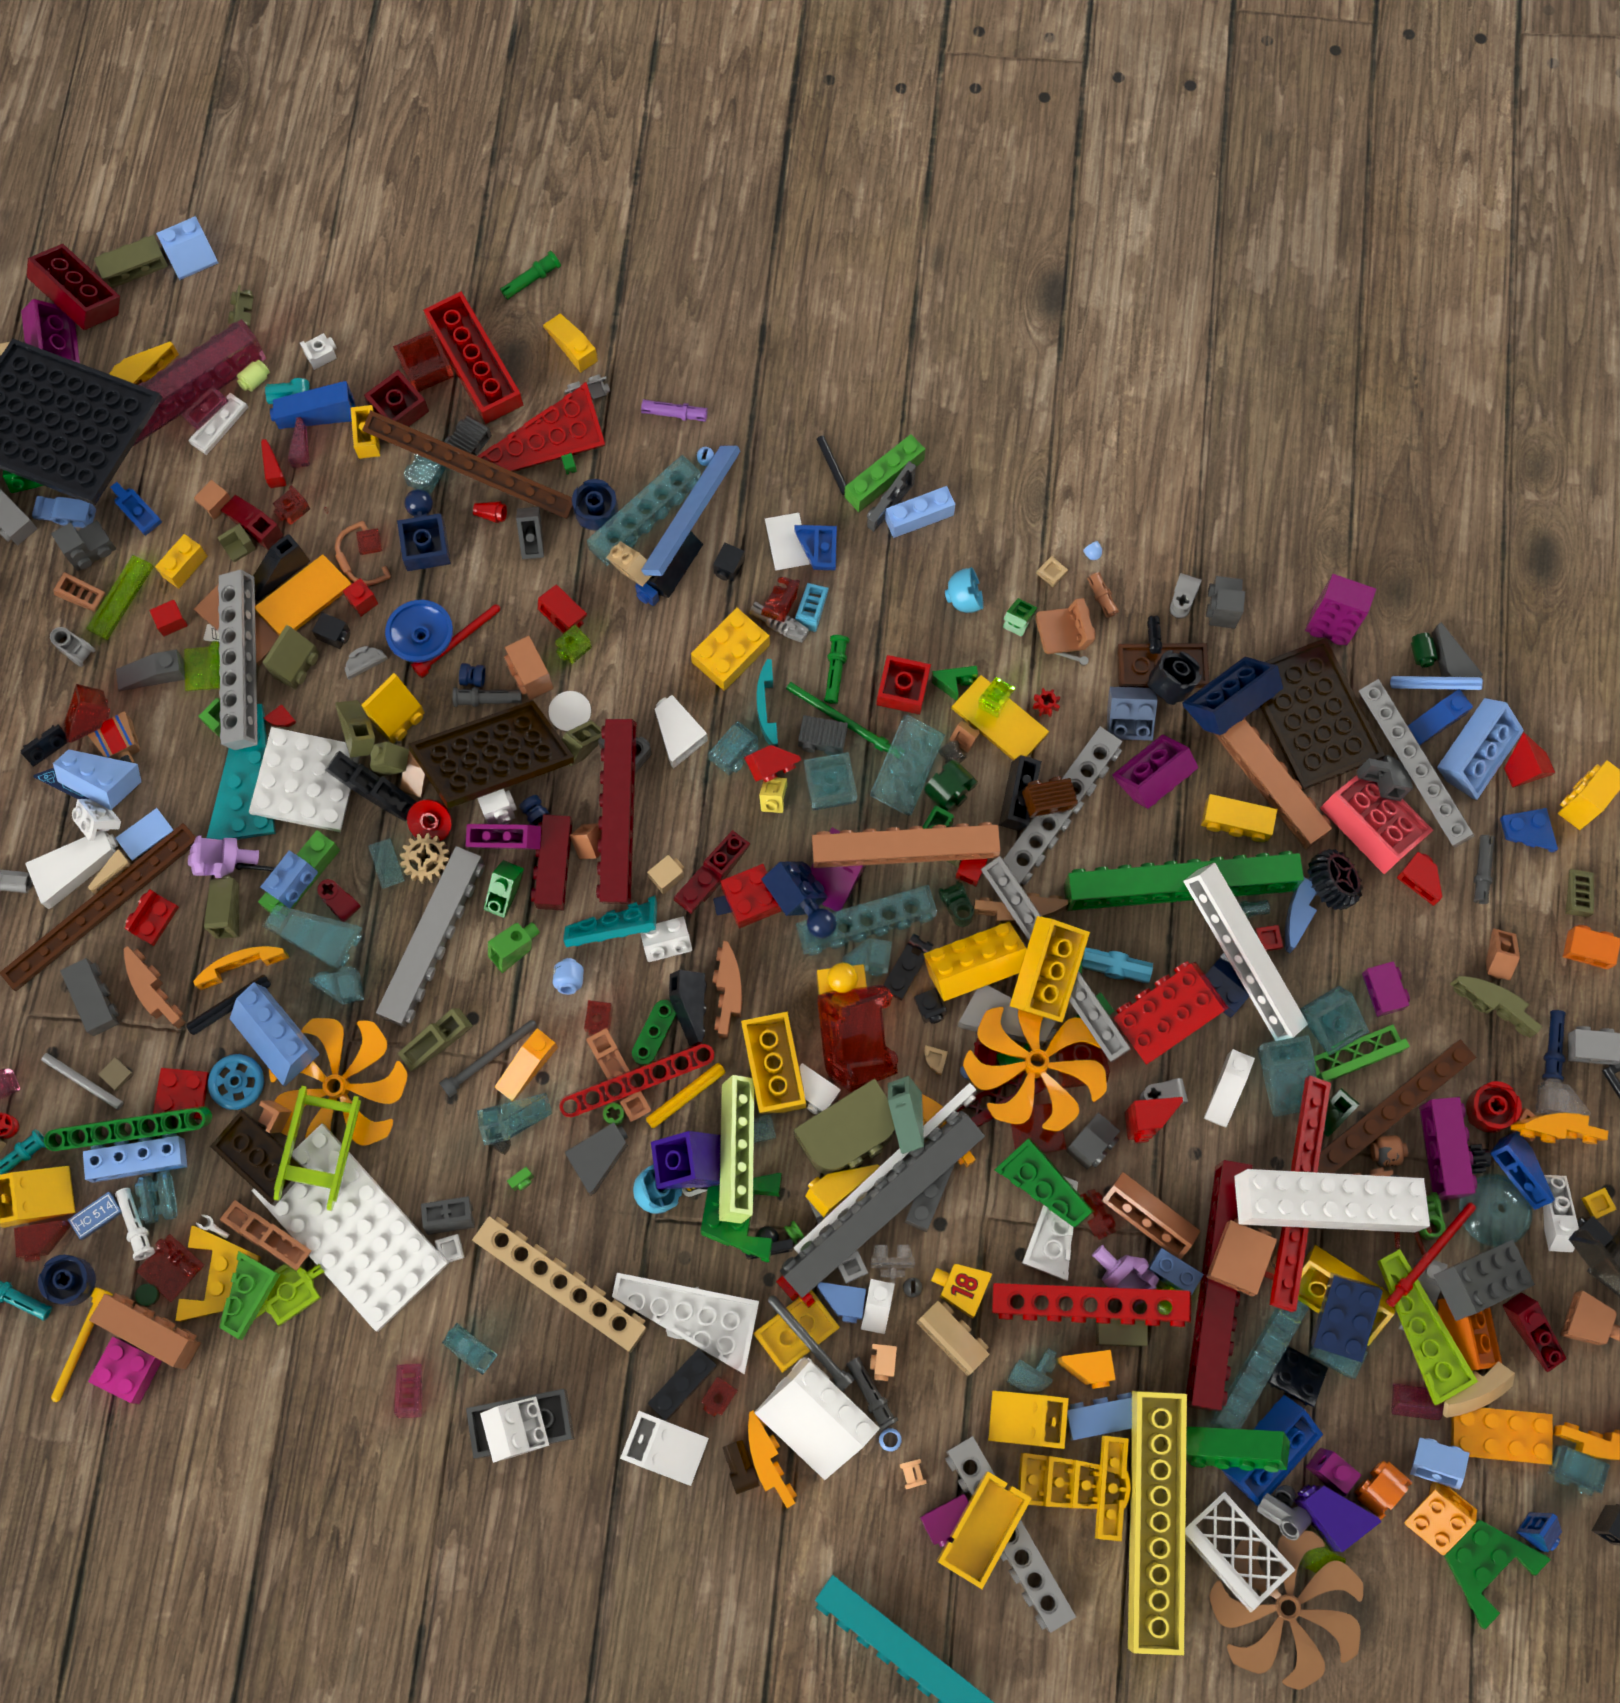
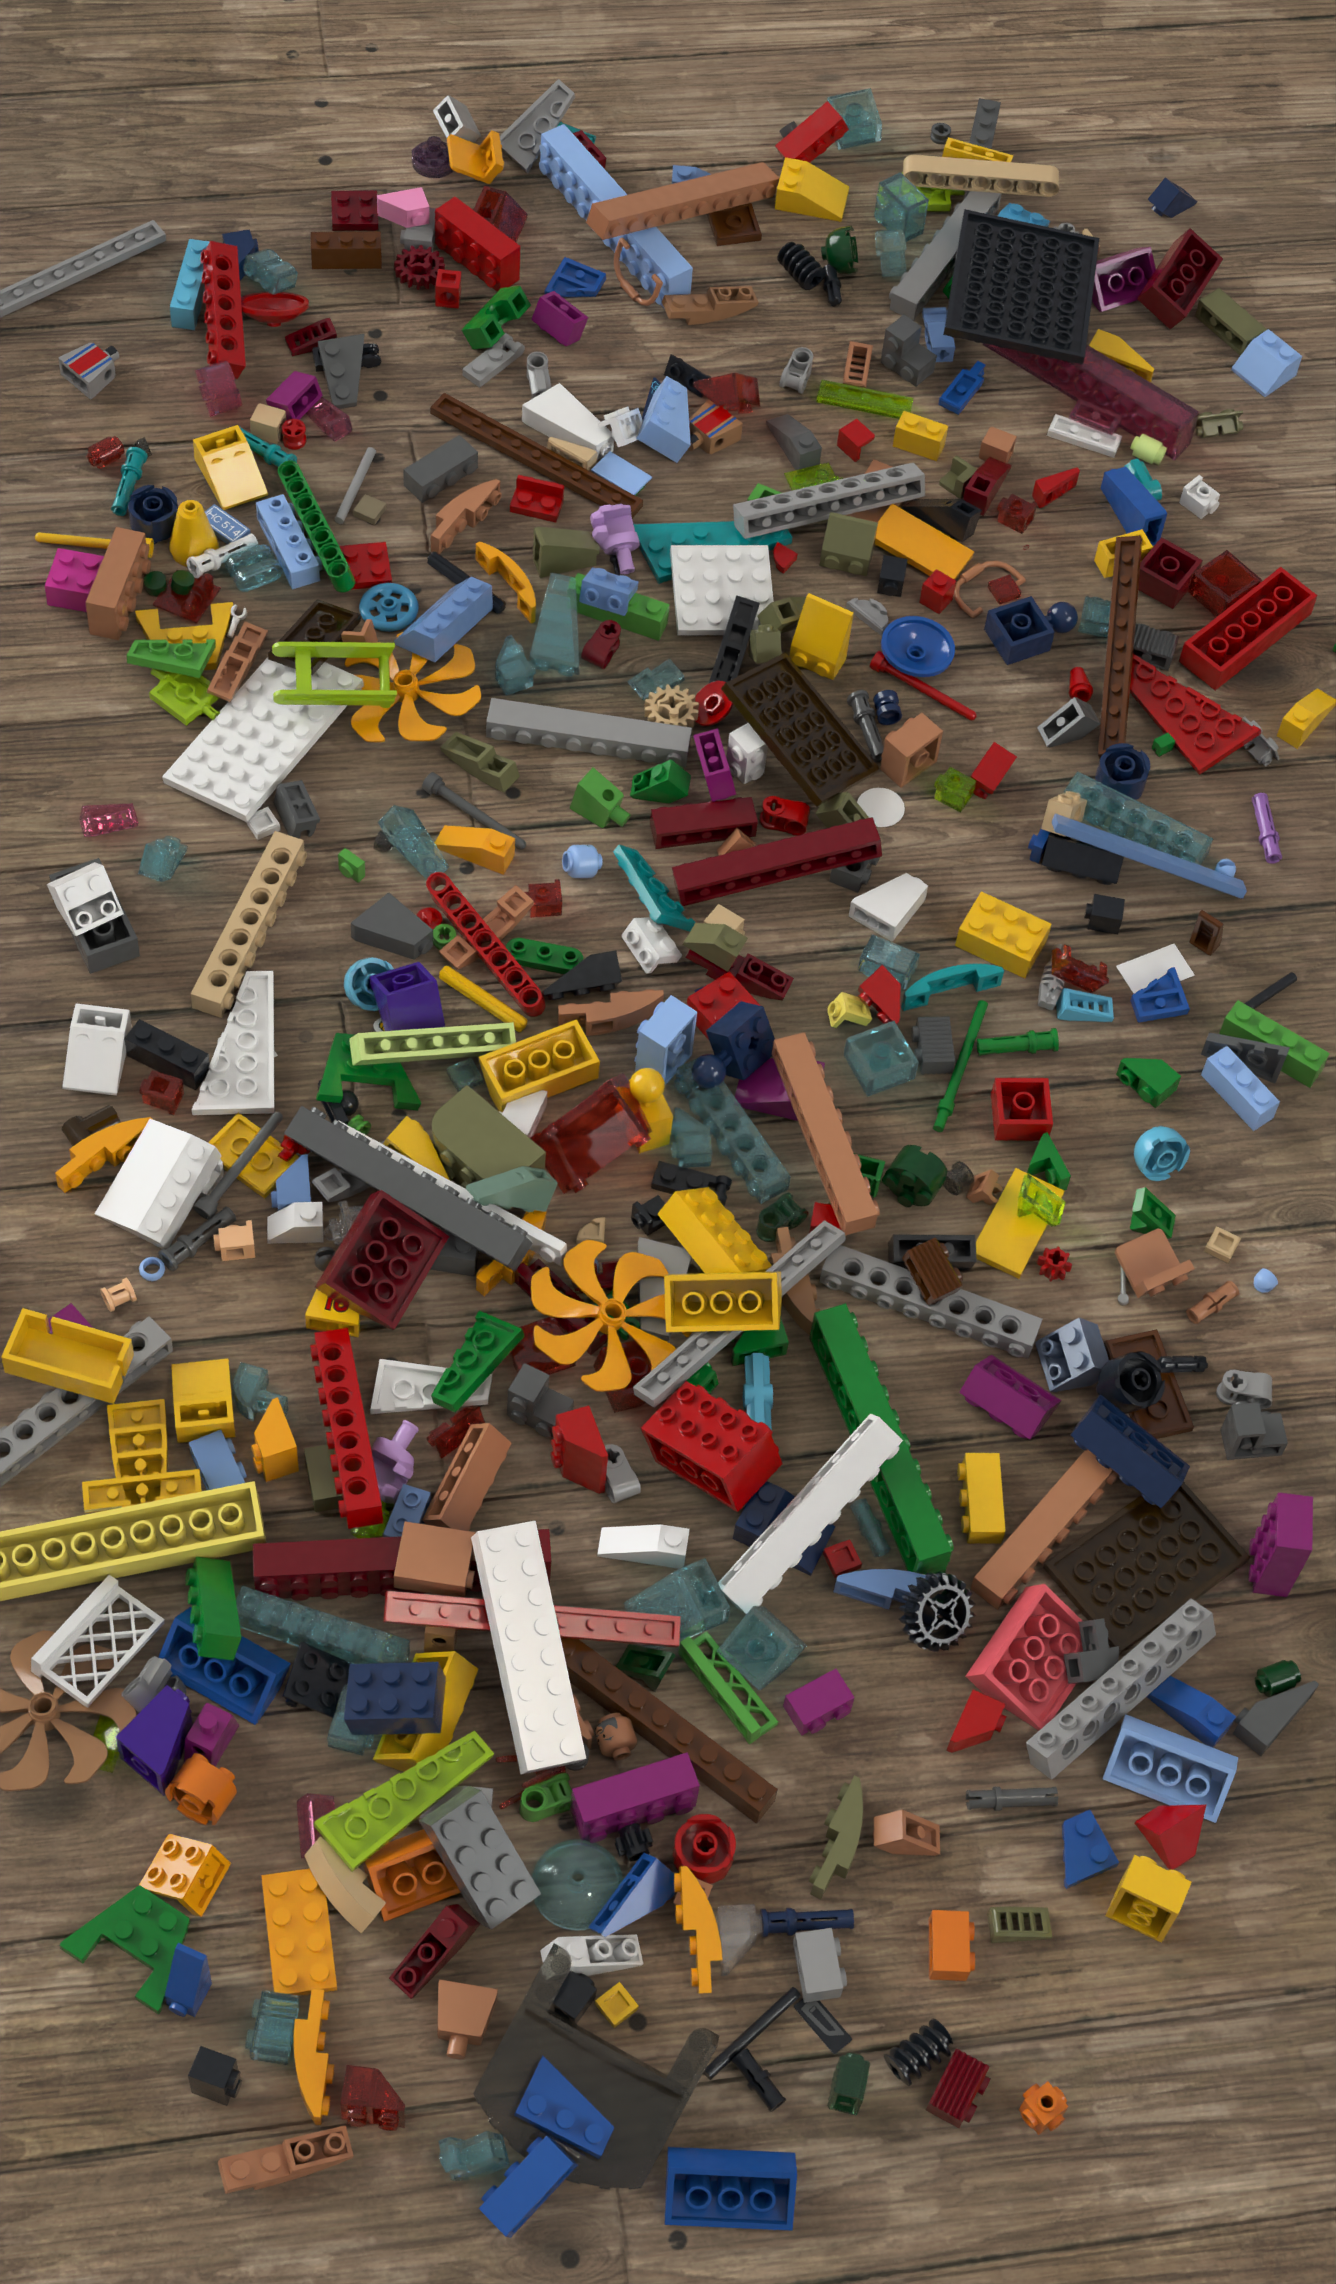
camera: 70 degrees right, 15 degrees down
(38, 1239) = (188, 483): clear red slope -> none
(108, 1249) = (191, 533): none -> yellow cone
(157, 1268) = (182, 582): none -> dark green piece
(299, 447) = (1087, 504): clear pink slope -> none
(533, 809) = (758, 790): dark blue wheel -> none
(566, 789) = (786, 816): none -> red piece
(592, 1123) = (430, 916): none -> red tile
(695, 884) = (715, 943): none -> olive slope
(771, 490) = (1207, 933): none -> reddish brown slope
(783, 952) = (666, 1038): none -> light blue brick
(895, 576) = (1149, 1078): none -> green slope
(907, 765) = (944, 1132): clear light blue plate -> none
(945, 1241) = (382, 1260): none -> dark red slope
(953, 1337) = (276, 1300): tan slope -> none
(1405, 1284) = (448, 1758): red bar -> none
(1420, 682) = (1236, 1692): light blue axle -> none
(1440, 1463) = (247, 1852): light blue brick -> none

